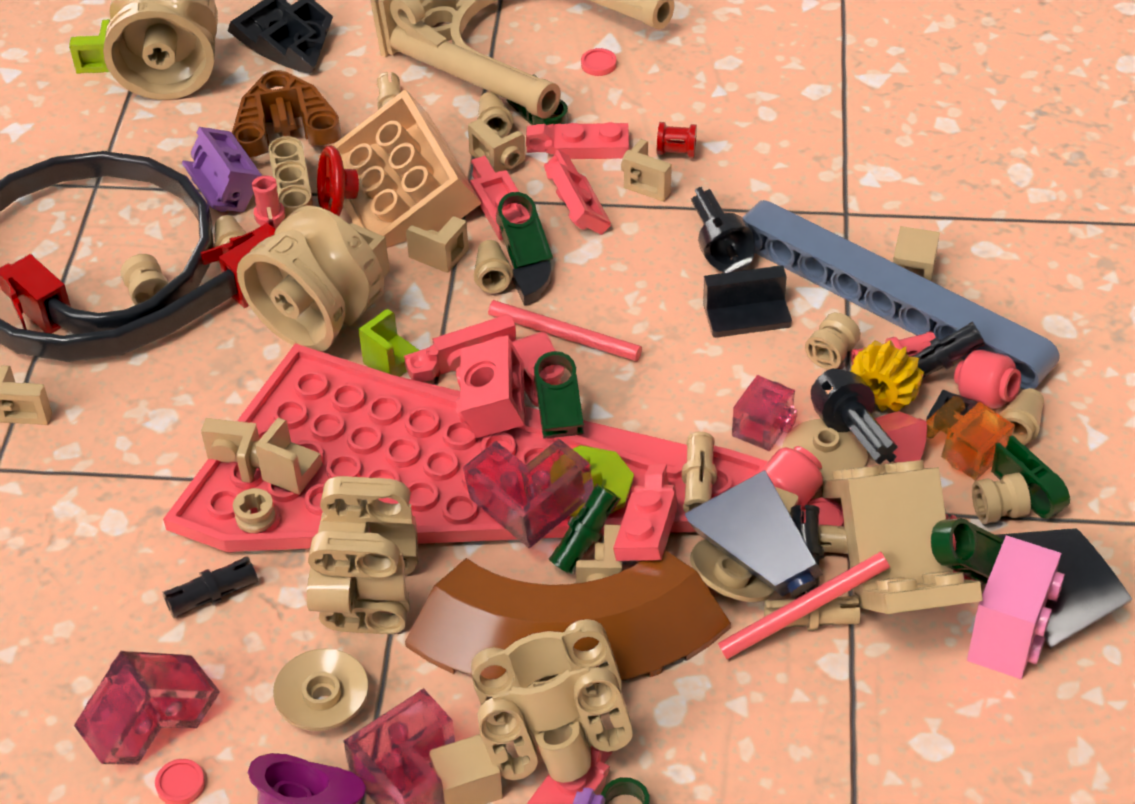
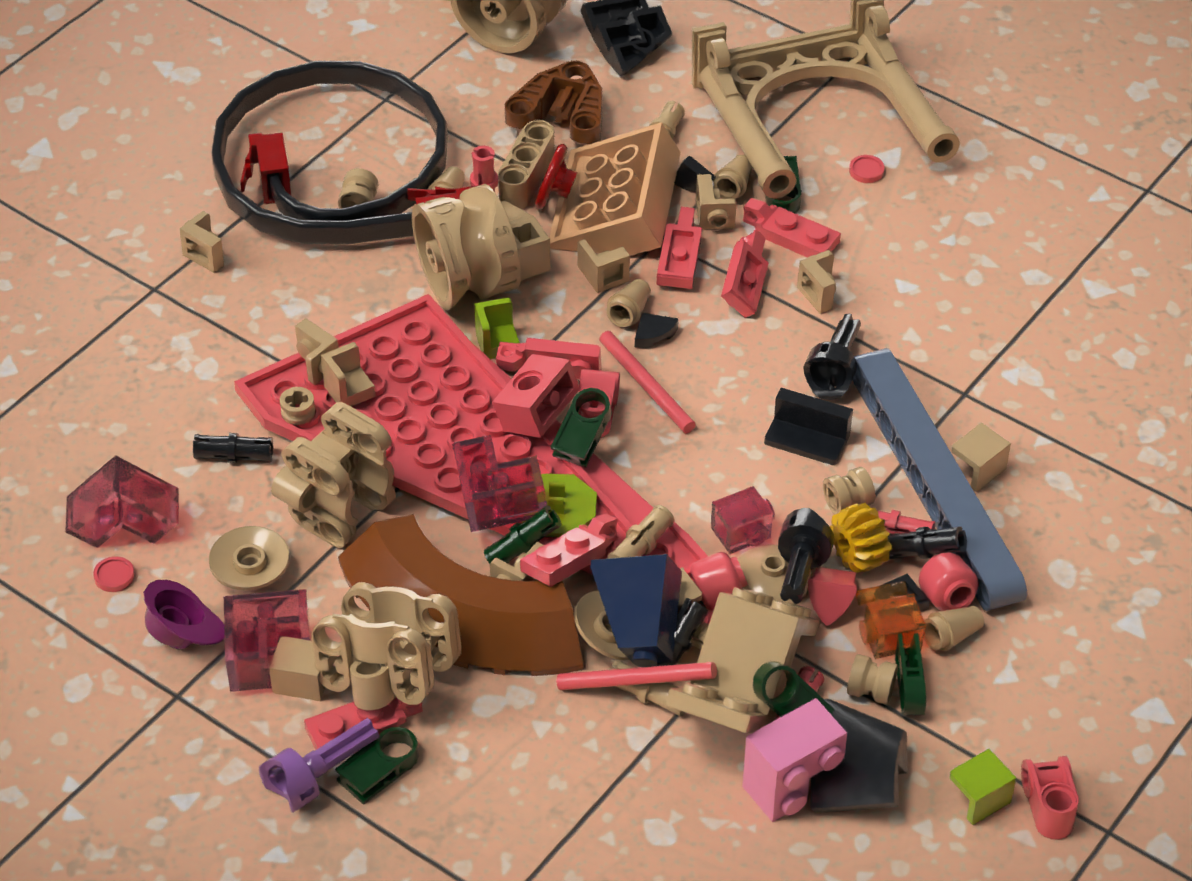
camera: 30 degrees right, 0 degrees up
(221, 170) = (478, 125): medium lavender hinge -> none
(454, 129) = (687, 174): none -> black tile
(524, 241) = (669, 293): dark green piece -> none
(666, 133) = (868, 265): red bush -> none

